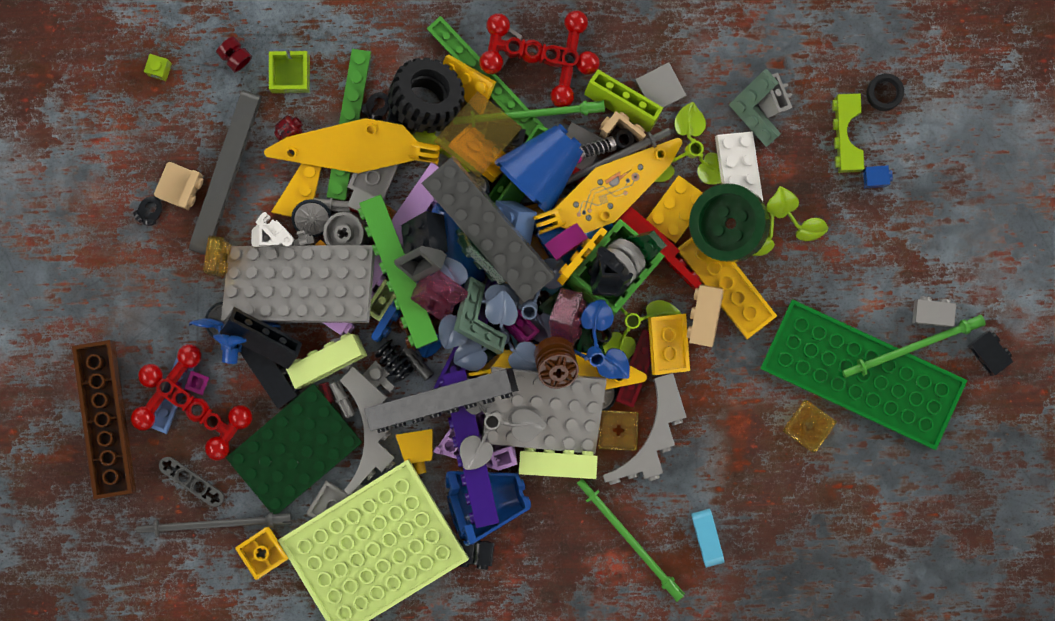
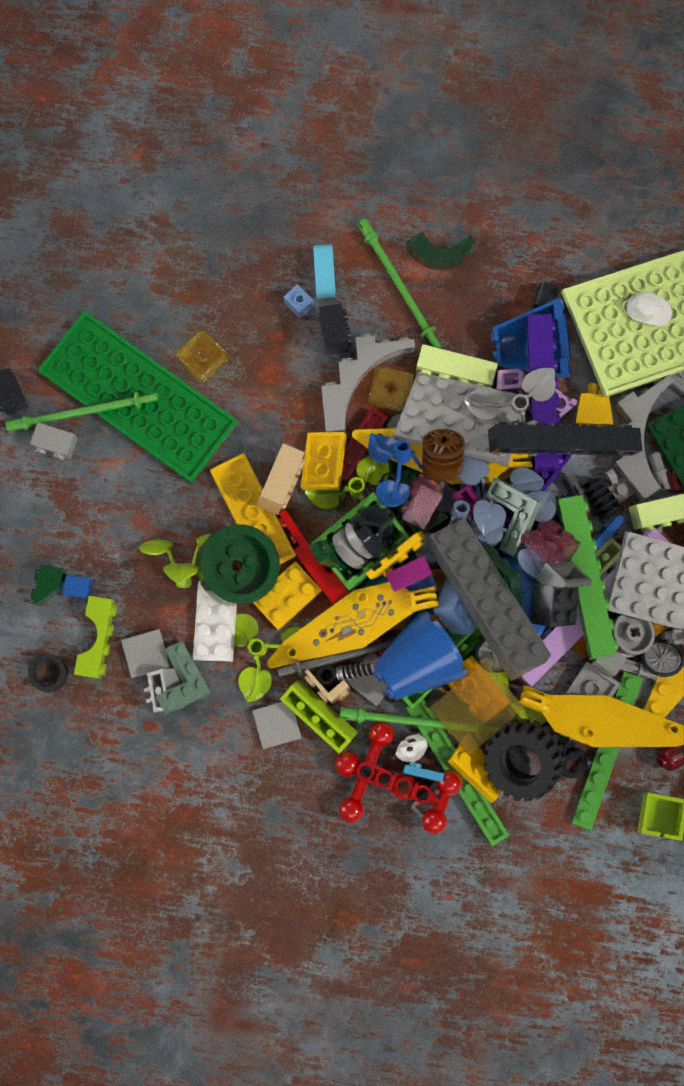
camera: 170 degrees left, 5 degrees down
(379, 557) = (649, 309): none -> white piece
(518, 66) = (415, 770): none -> dark azure wing
(531, 88) = (412, 748): none -> white rock
(597, 573) = (438, 258): none -> clear green arch
(686, 477) = (333, 328): none -> black piece
(726, 501) = (299, 301): none -> medium blue brick
(798, 128) = (145, 653): none -> light grey tile
(905, 175) = (48, 583): none -> dark green slope

